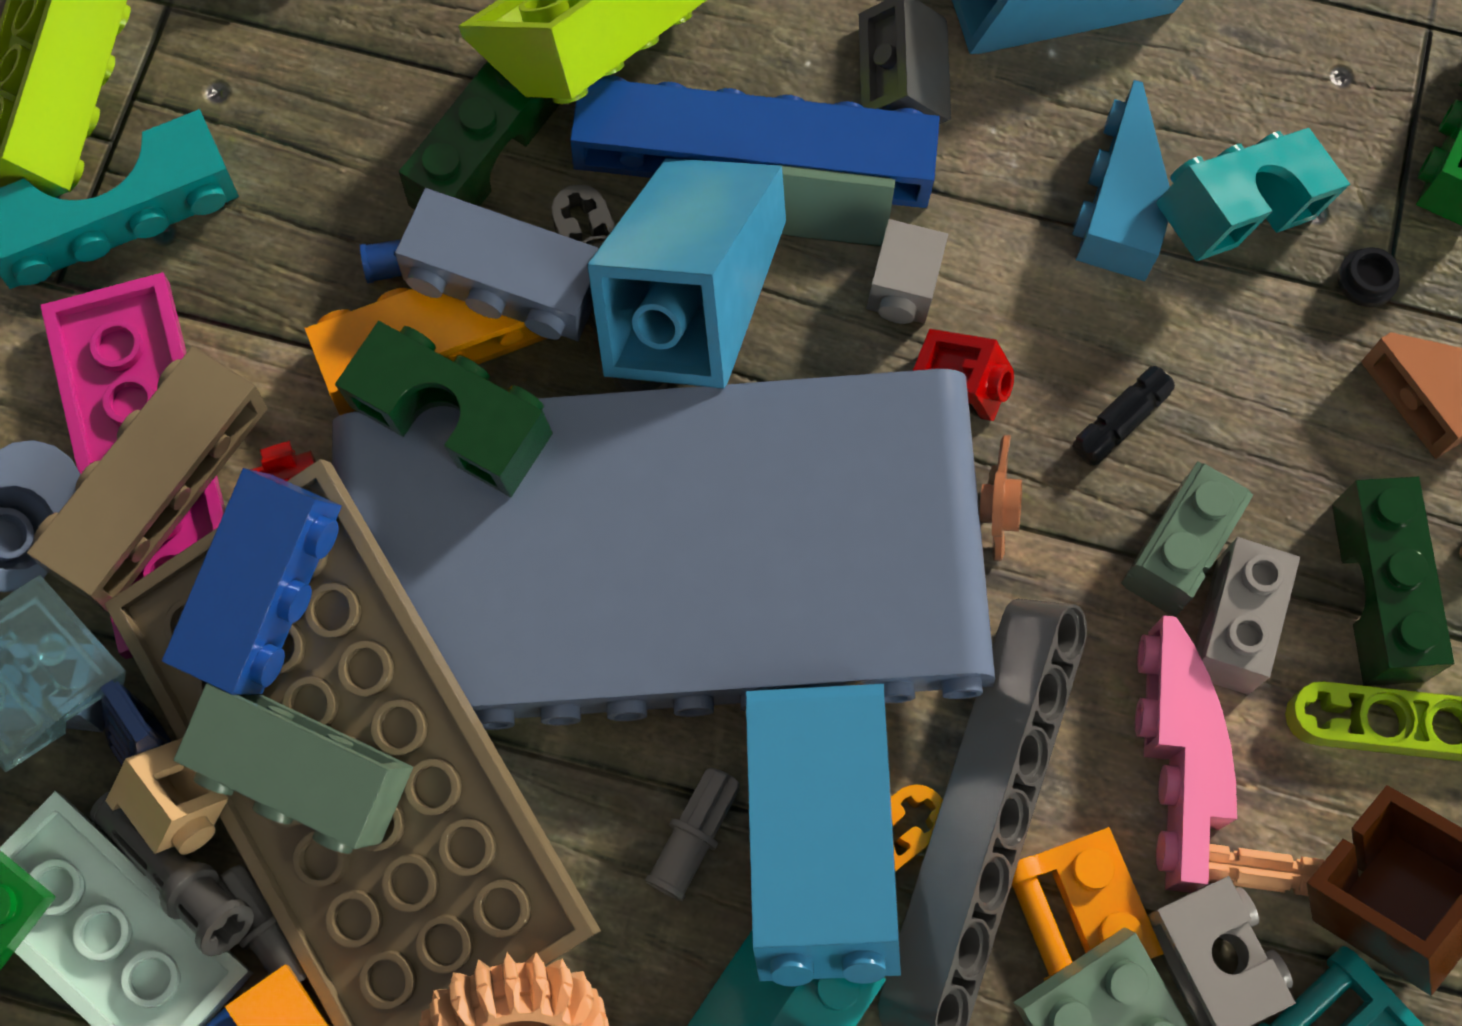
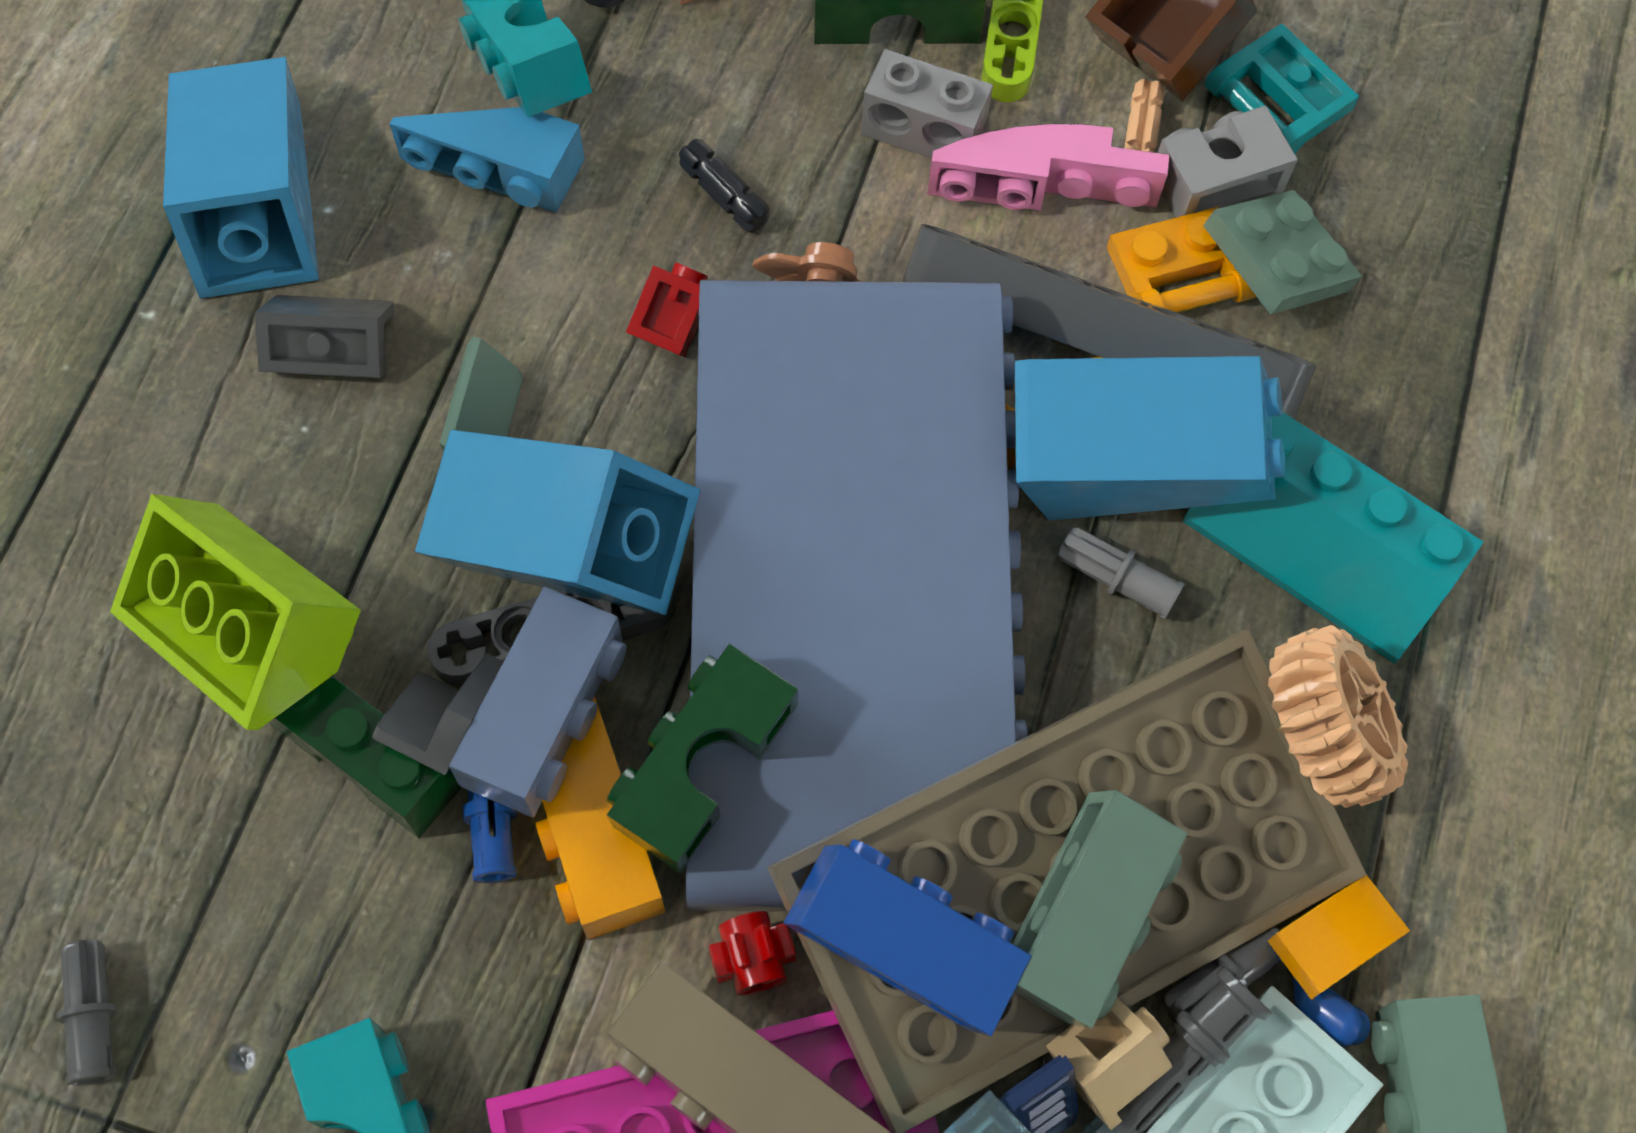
camera: 85 degrees left, 5 degrees down
(497, 181) = (433, 717): none -> dark grey panel
(638, 125) = (395, 470): blue brick -> none
(906, 272) = (564, 345): light grey brick -> none
(1187, 539) = (853, 142): sand green brick -> none

